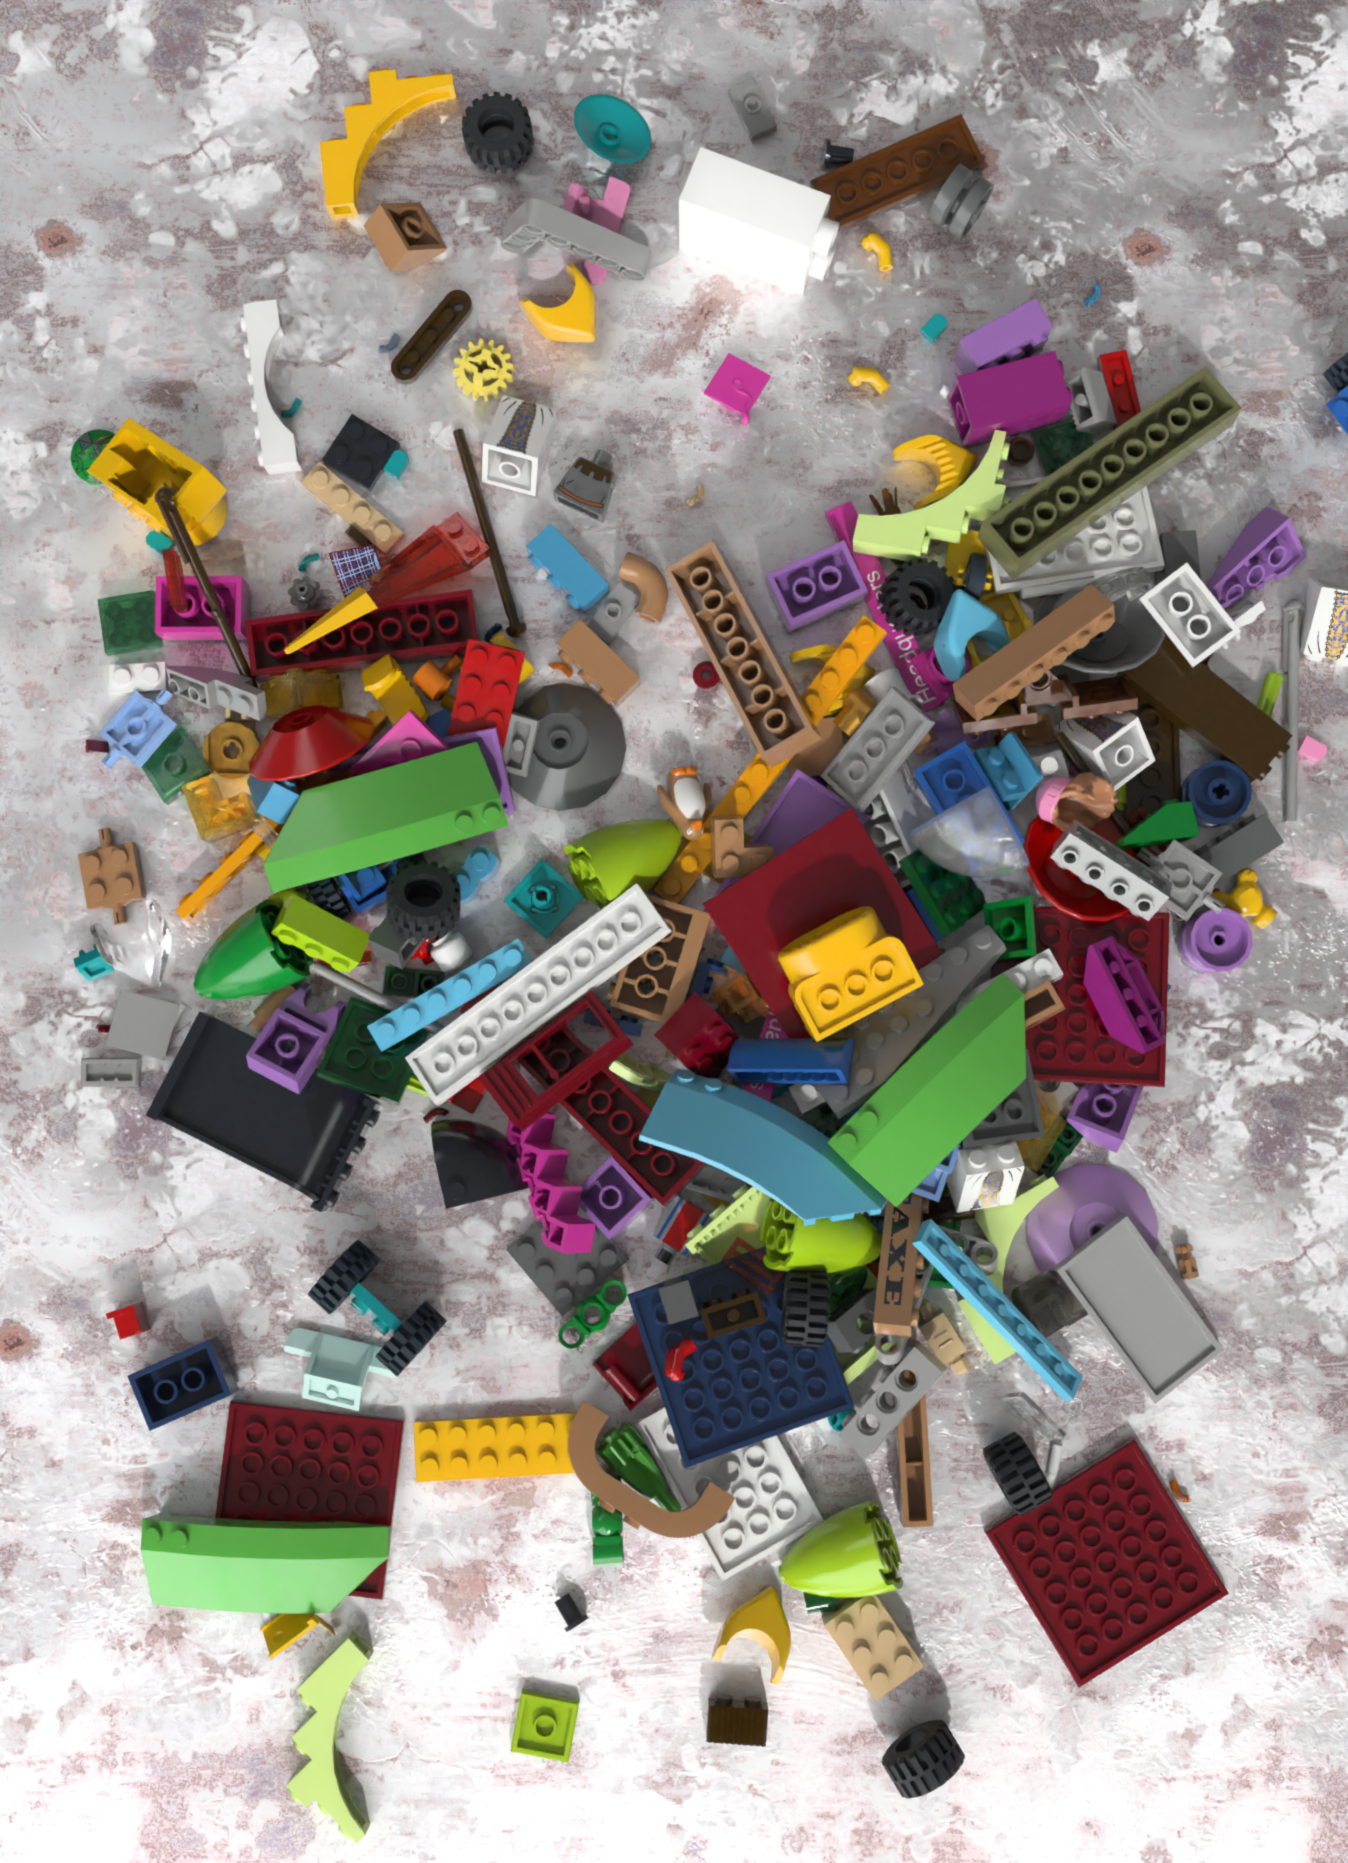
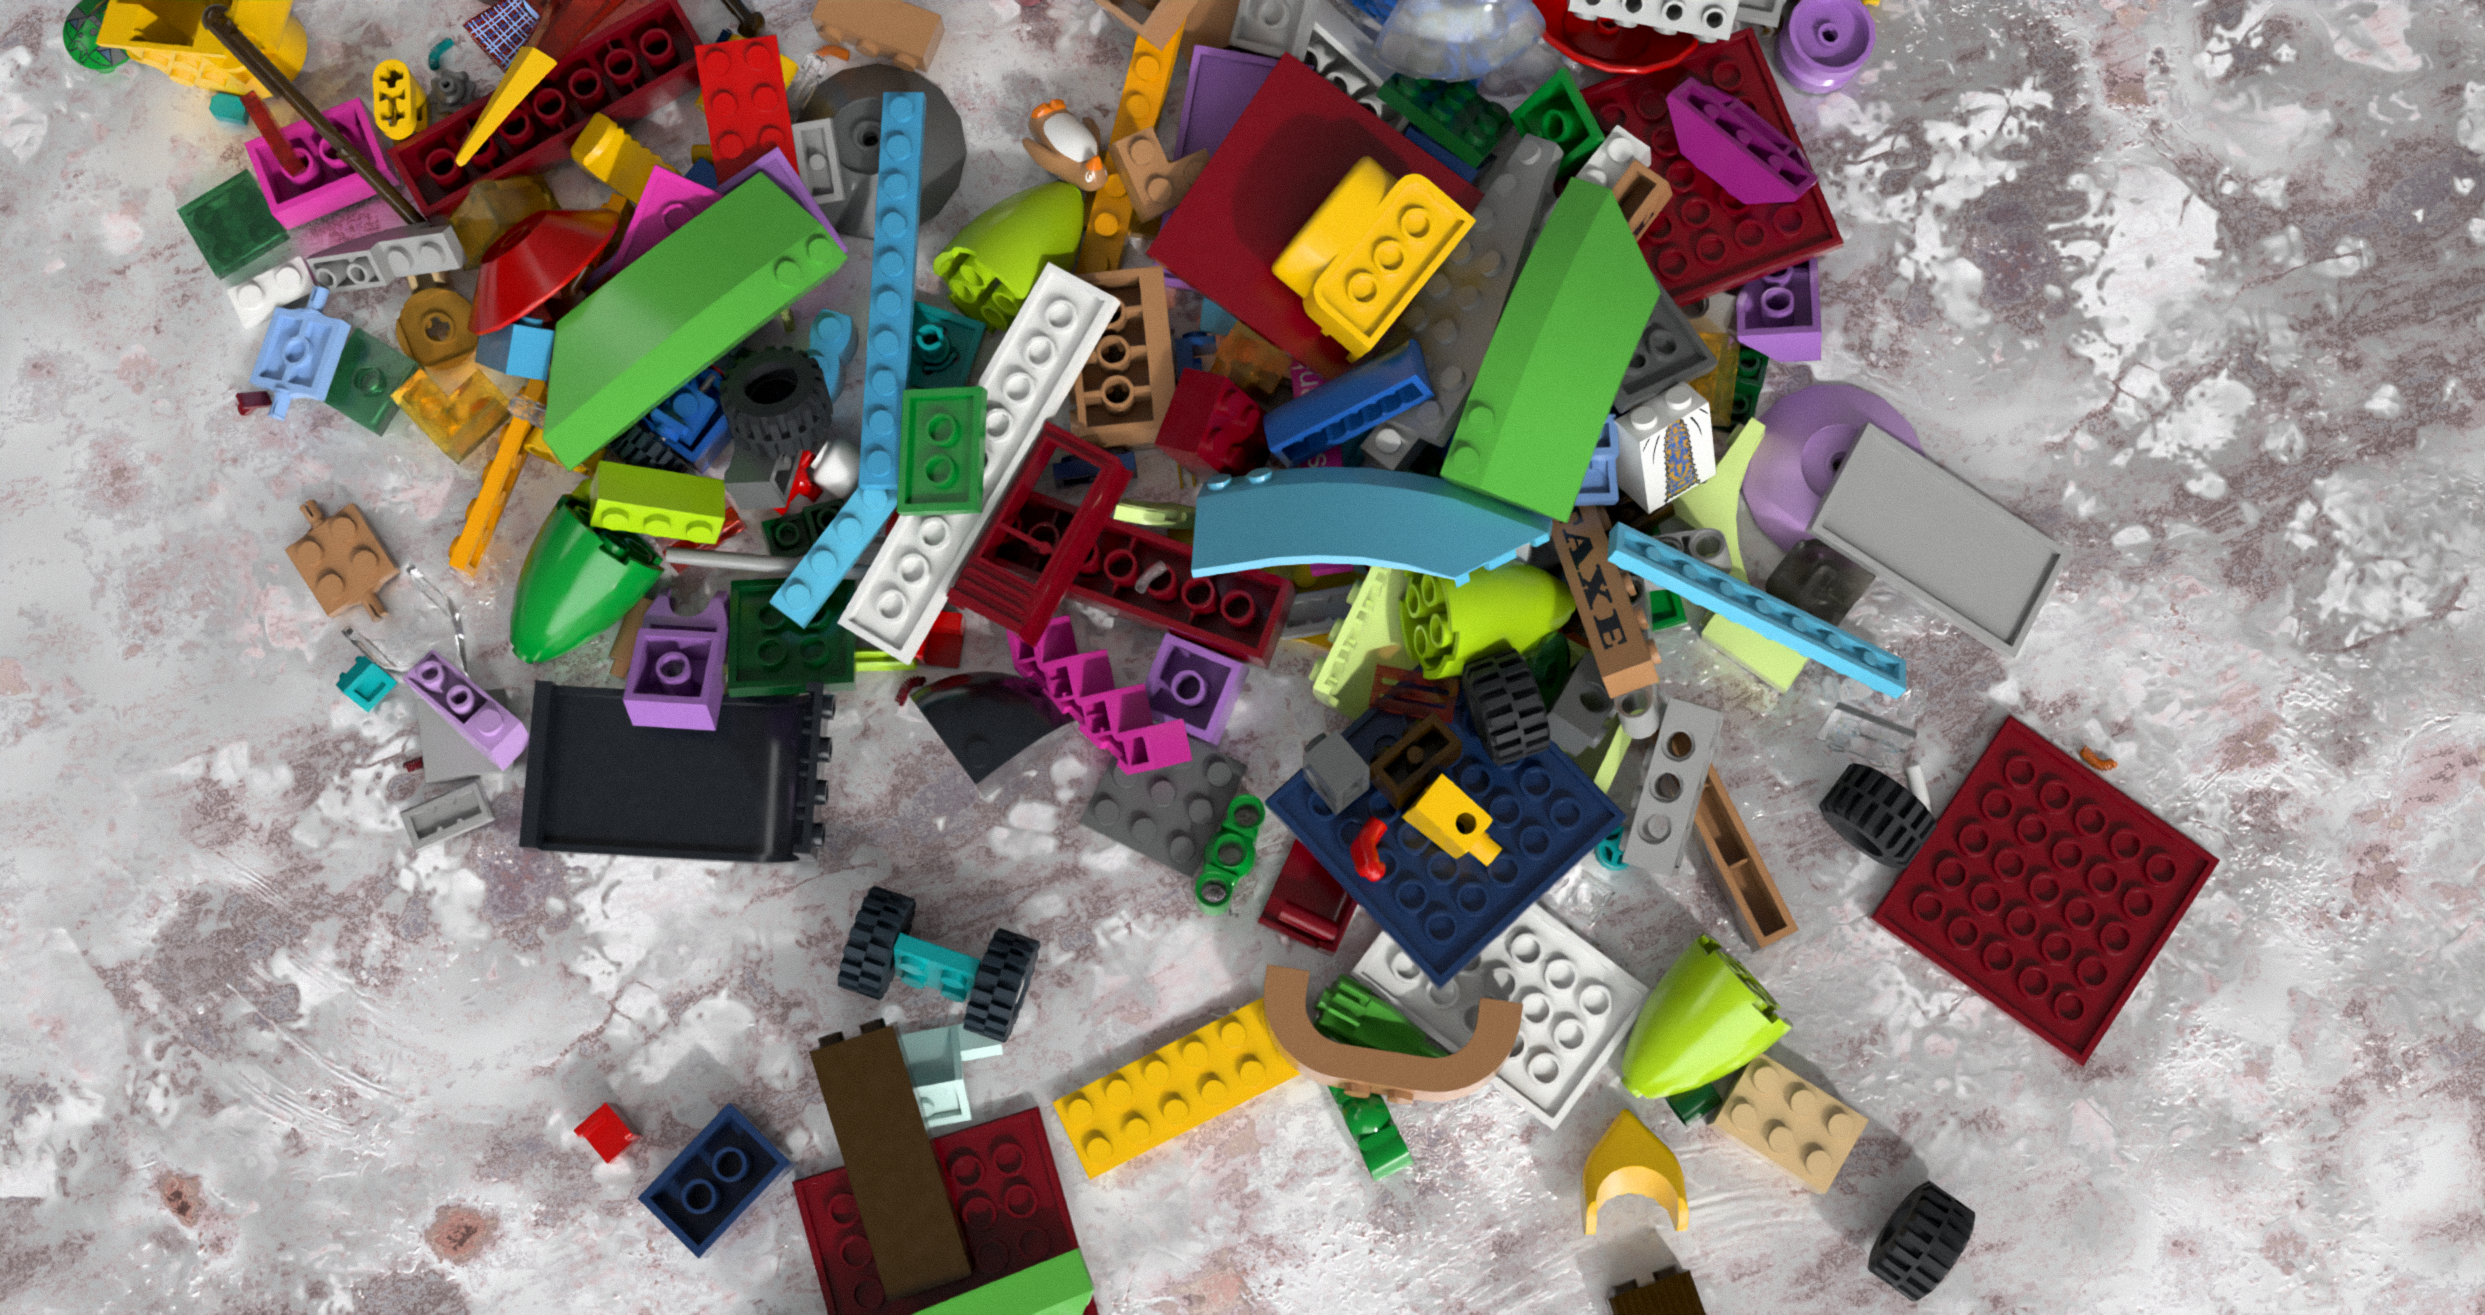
camera: 25 degrees left, 5 degrees down
(148, 1012) = (468, 709): none -> lavender slope
(273, 588) = (404, 103): none -> yellow connector
(295, 1421) = (891, 1159): none -> dark brown brick
(436, 681) = (670, 129): orange piece -> none
(516, 979) = (942, 451): none -> green plate
(530, 854) = (892, 287): none -> dark azure plate
(570, 1612) = (1370, 1262): black piece -> none
(612, 1119) = (1144, 582): none -> clear leg
(674, 1225) = (1291, 698): torso -> none
(734, 1358) = (1436, 816): none -> yellow torso
(942, 1338) = (1705, 686): tan piece -> none
(1187, 1264) = (1975, 464): medium nougat piece -> none

